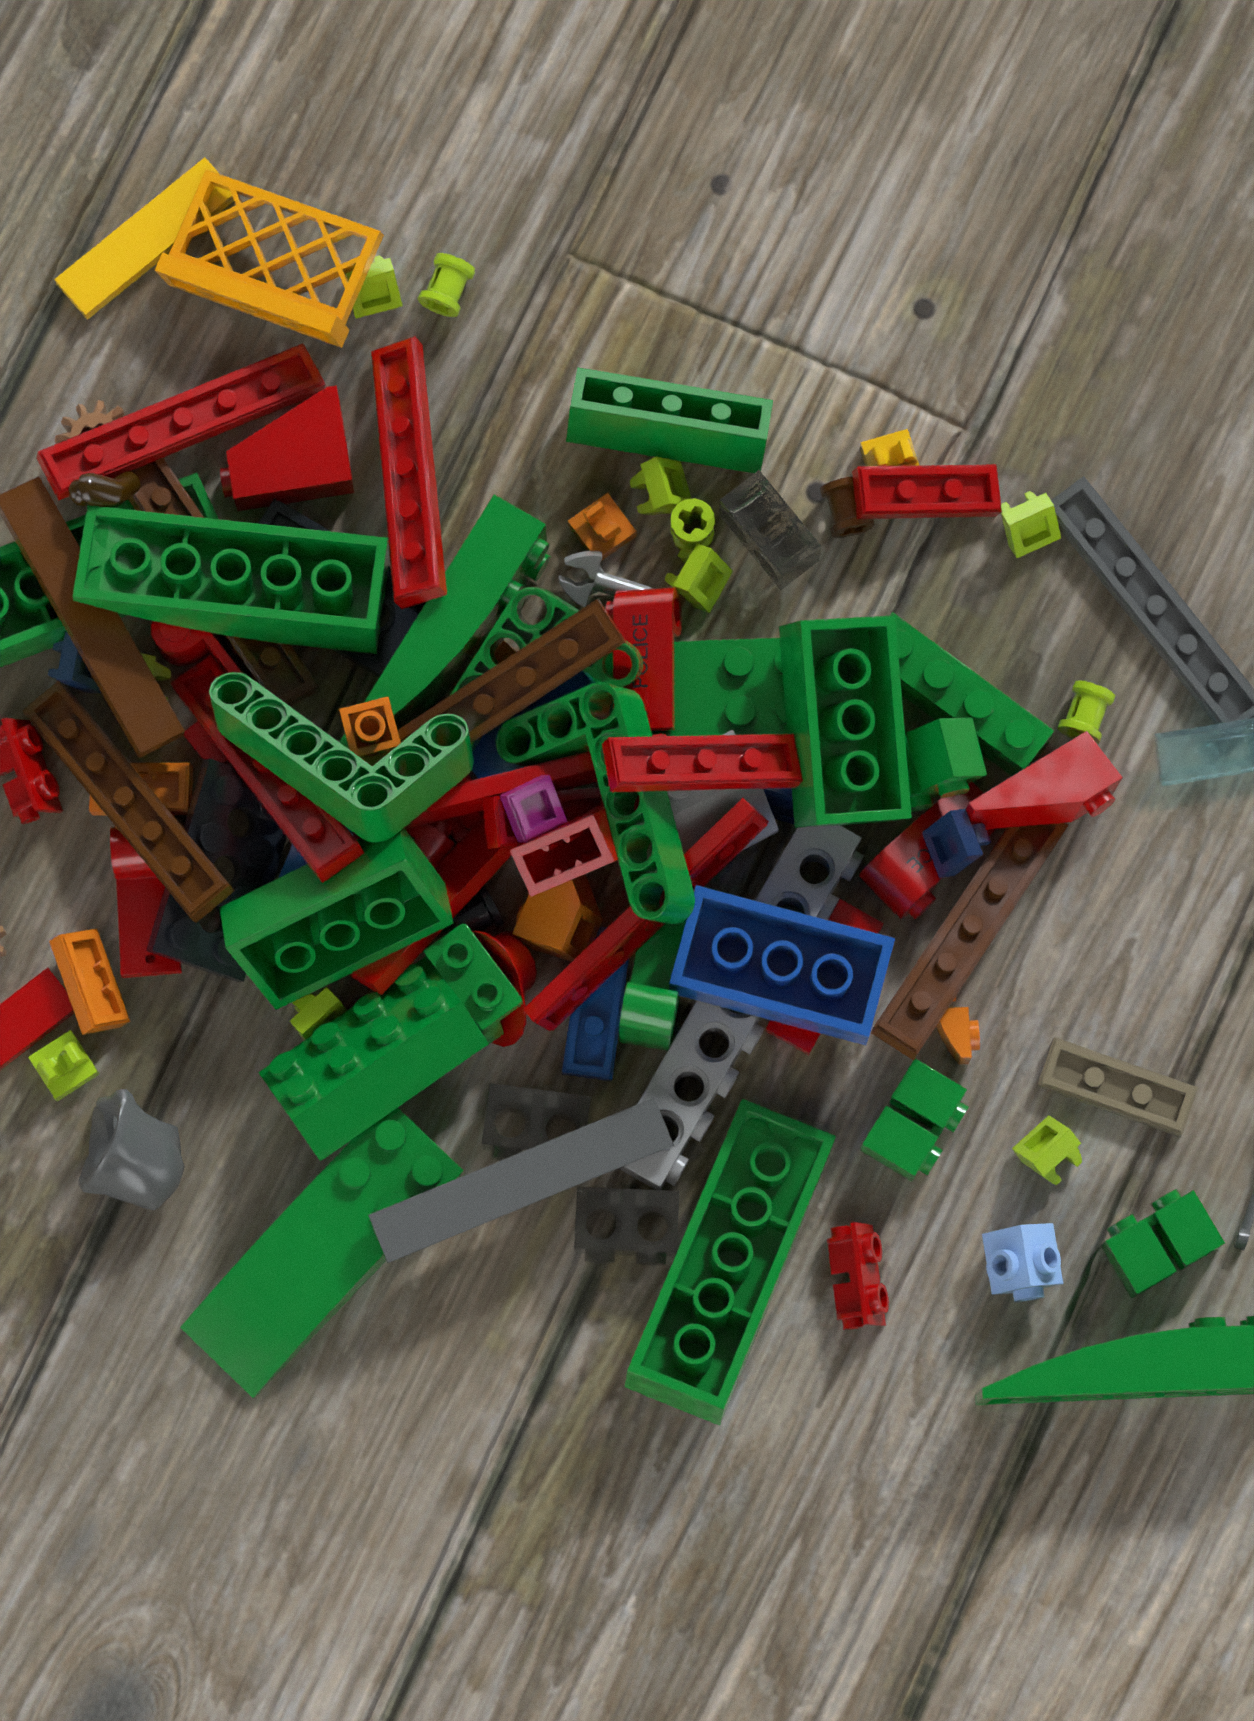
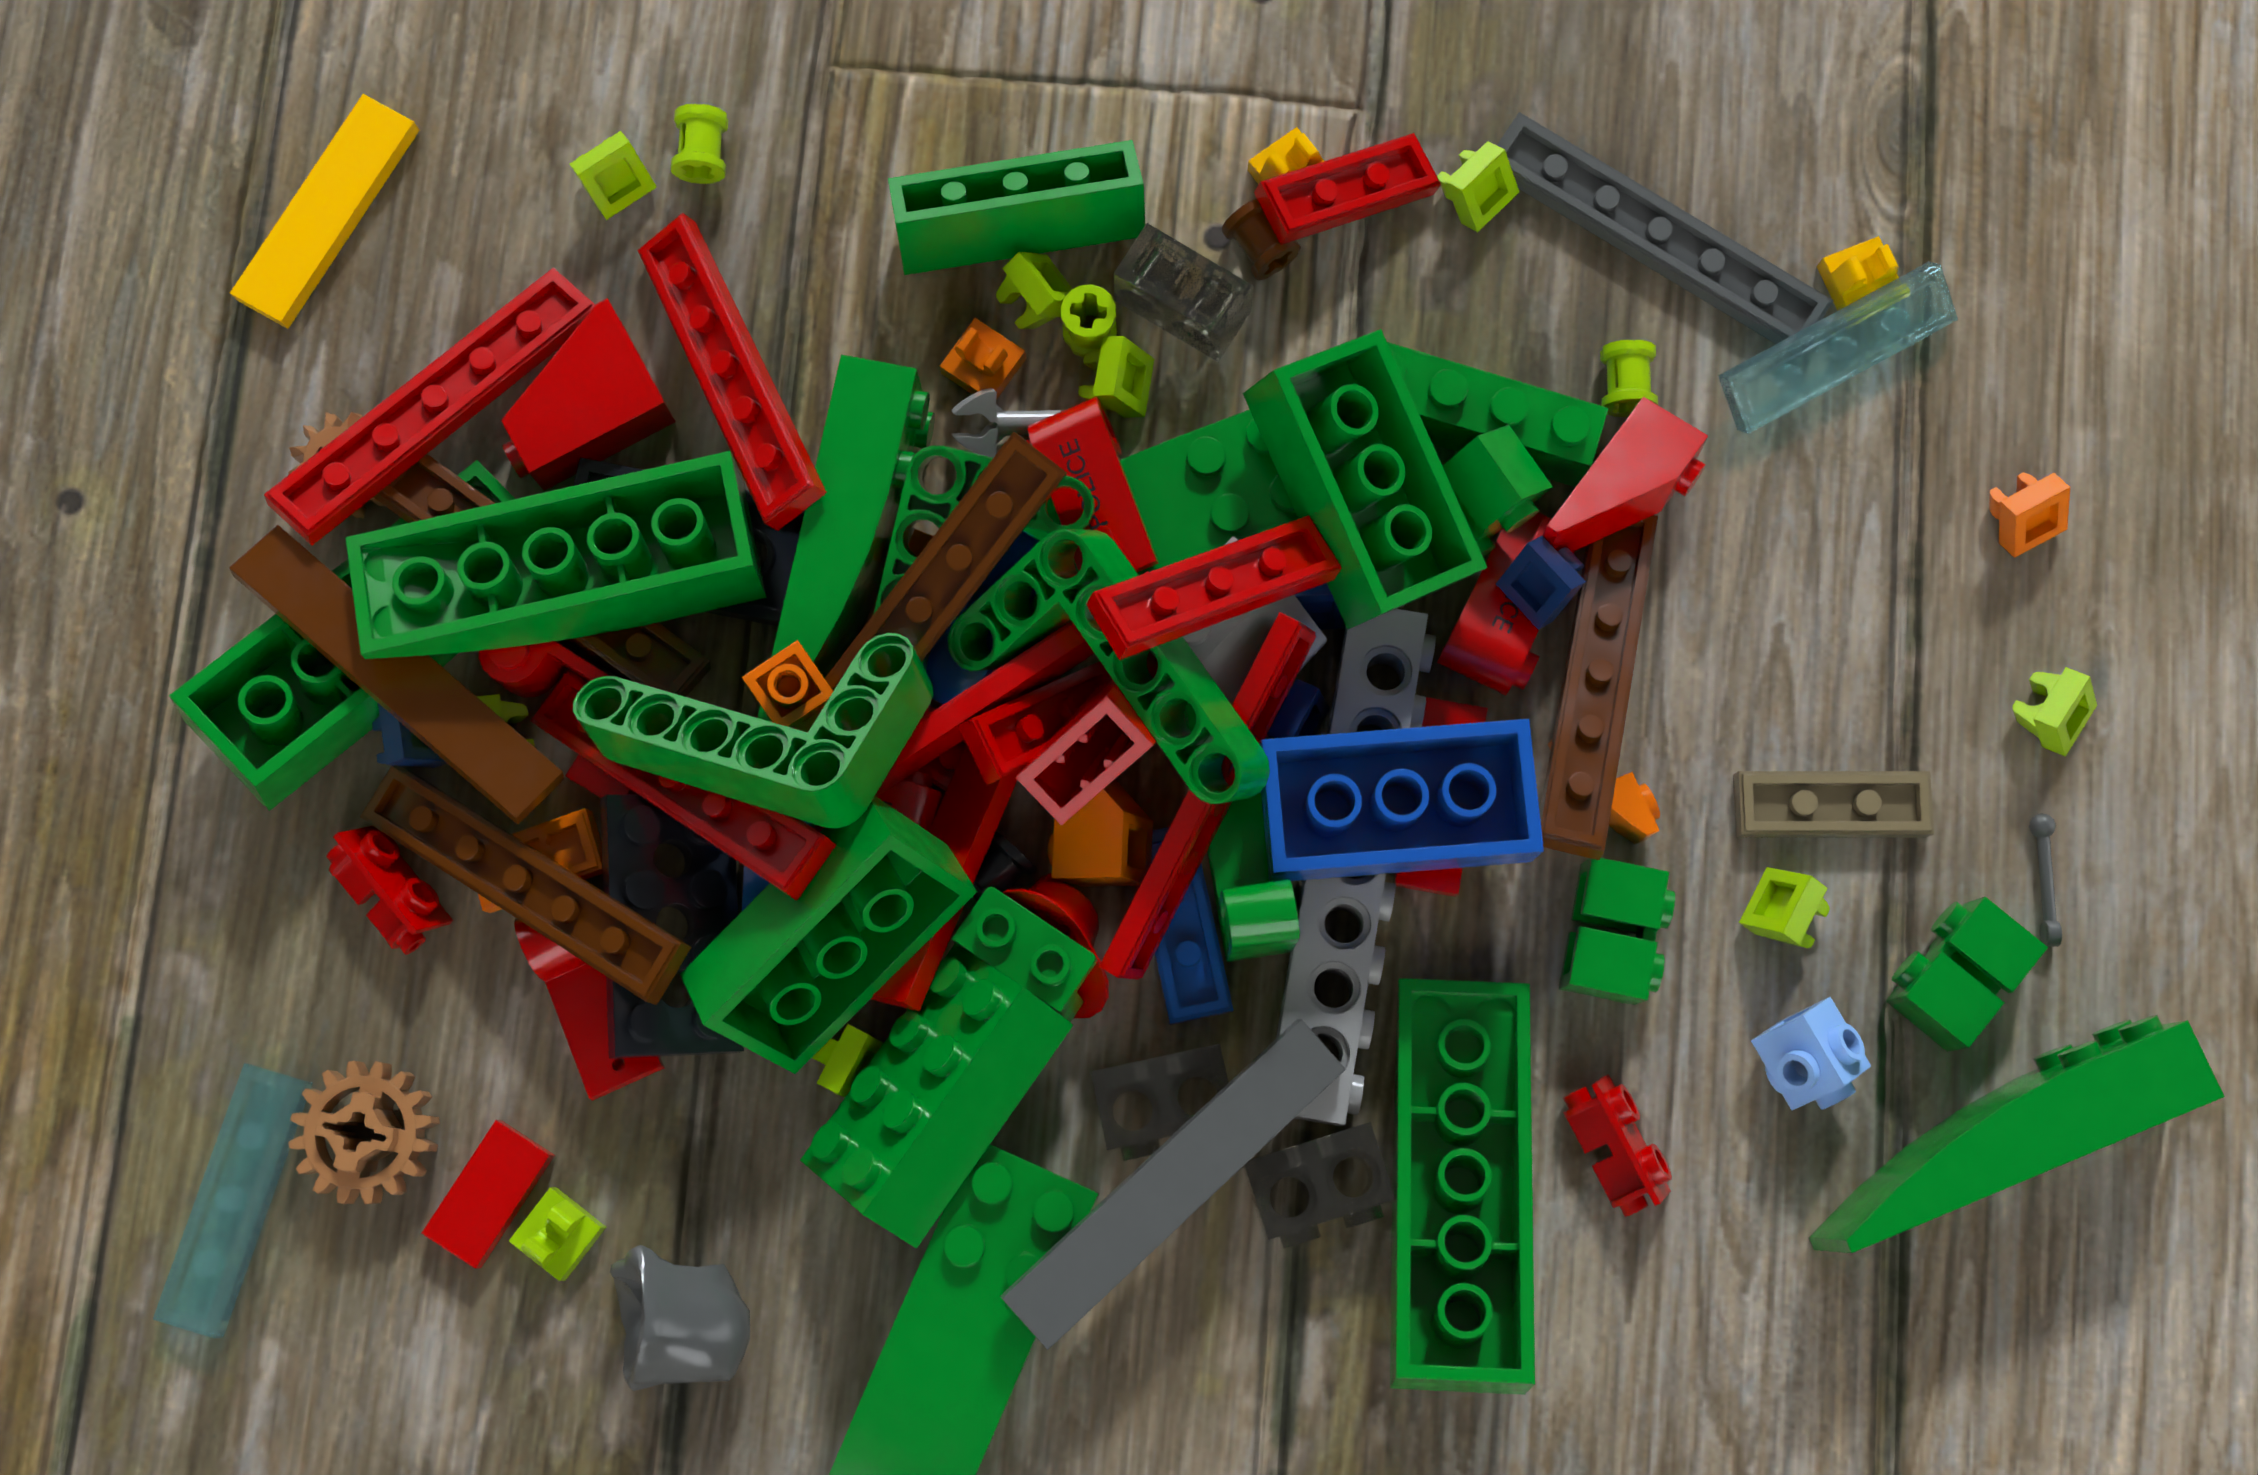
camera: 20 degrees left, 0 degrees up
(89, 981) = (553, 1119): orange plate -> none
(102, 490) = (361, 513): dark brown arm -> none
(256, 297) = (462, 227): light orange fence -> none
(533, 808) = (1026, 716): magenta tile -> none
(740, 877) = (1300, 712): none -> dark blue tile

